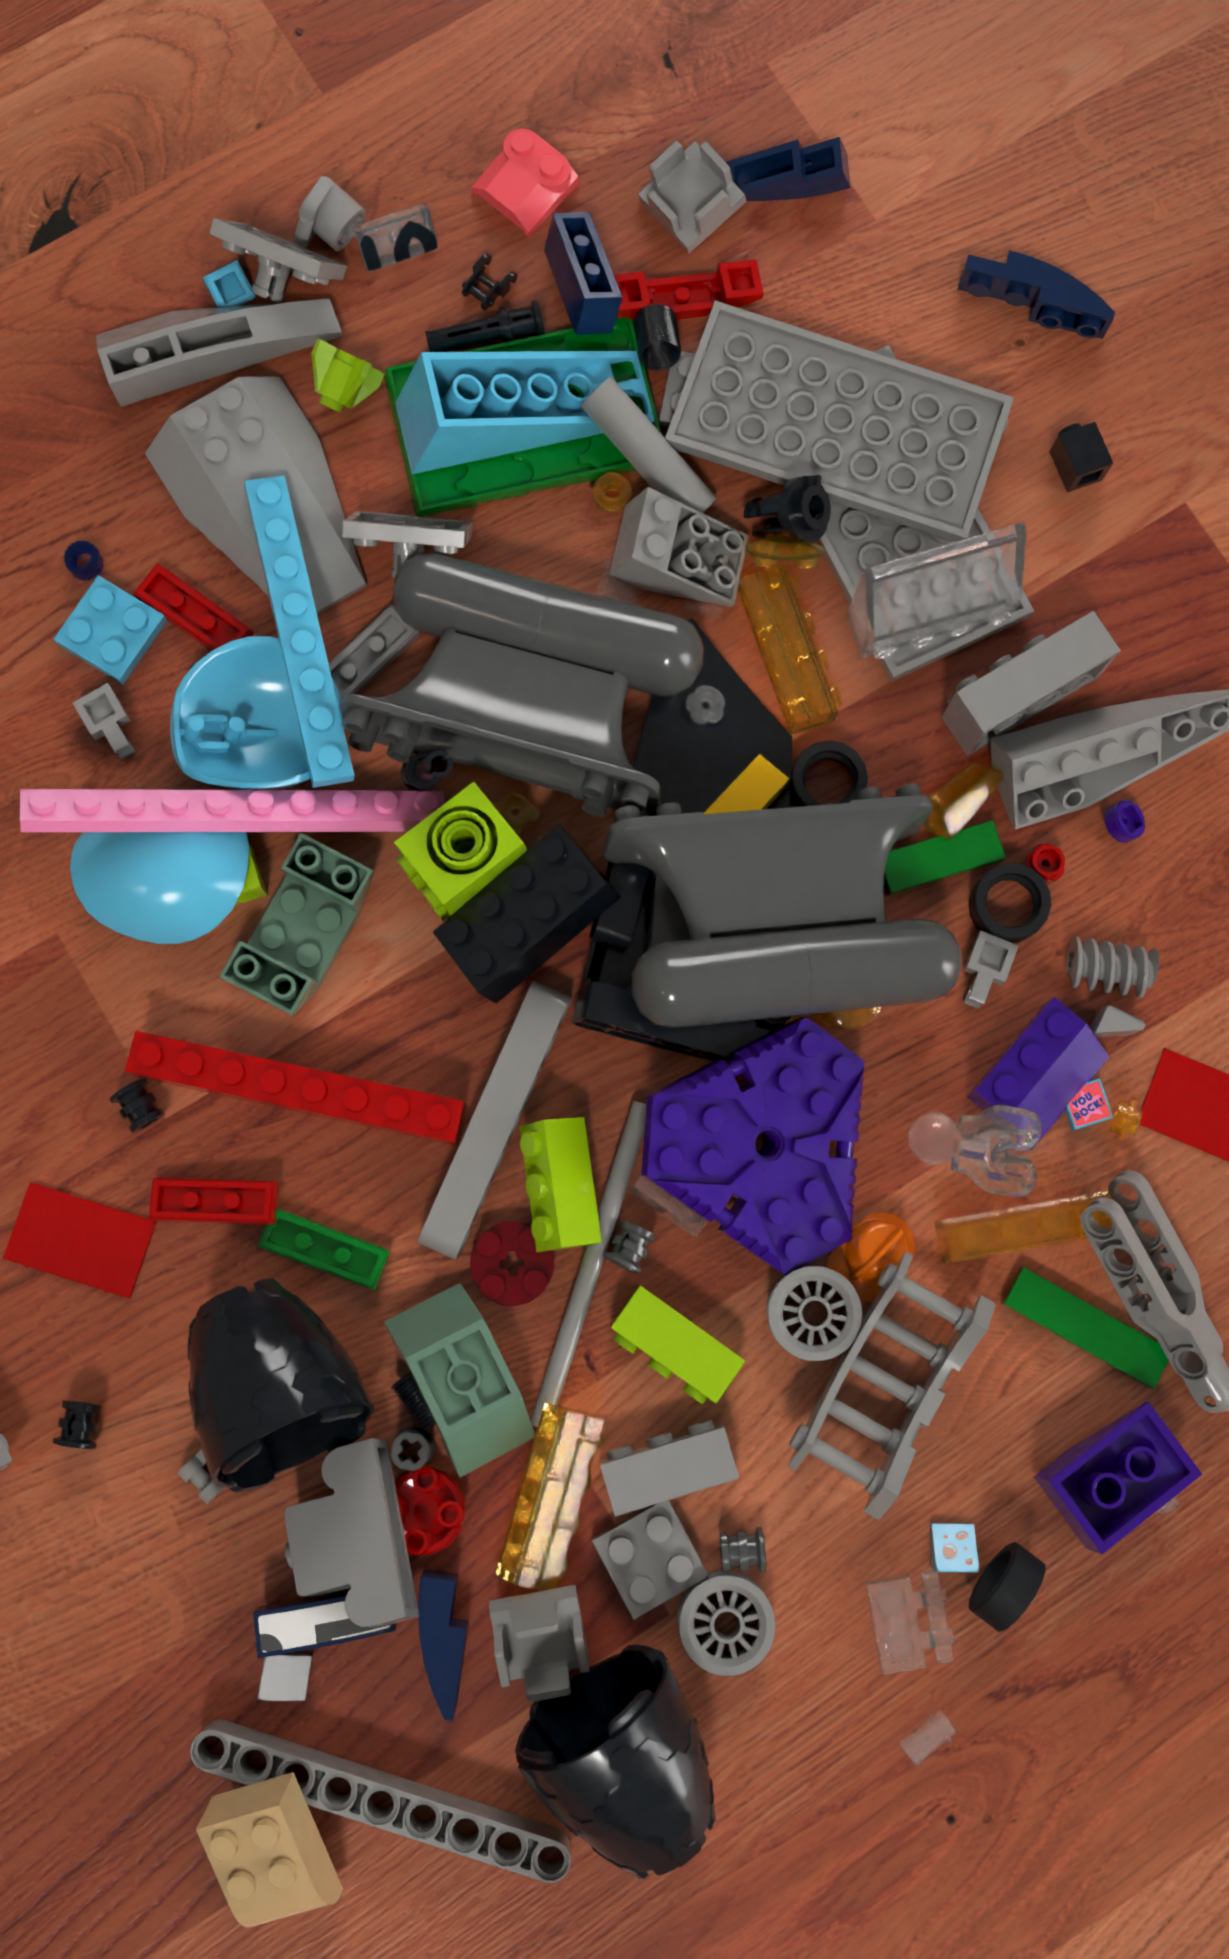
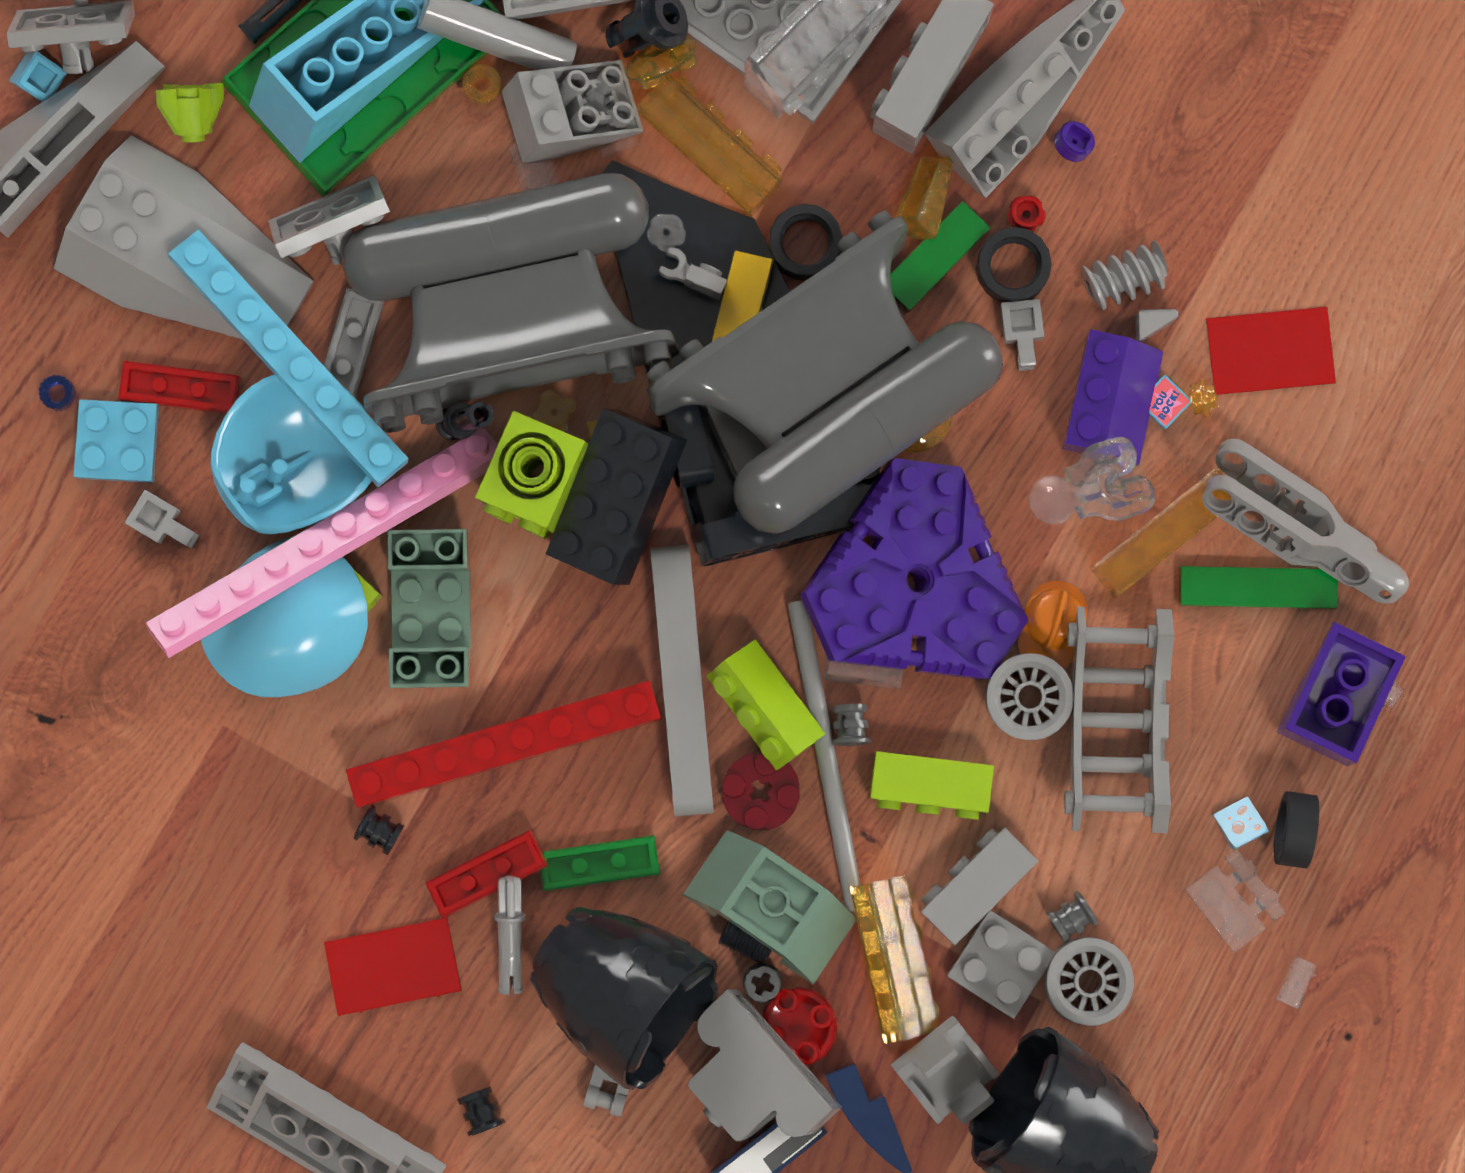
camera: 25 degrees left, 5 degrees up
(201, 1269) = (509, 924): none -> light grey axle
(715, 763) = (702, 279): none -> light grey plate

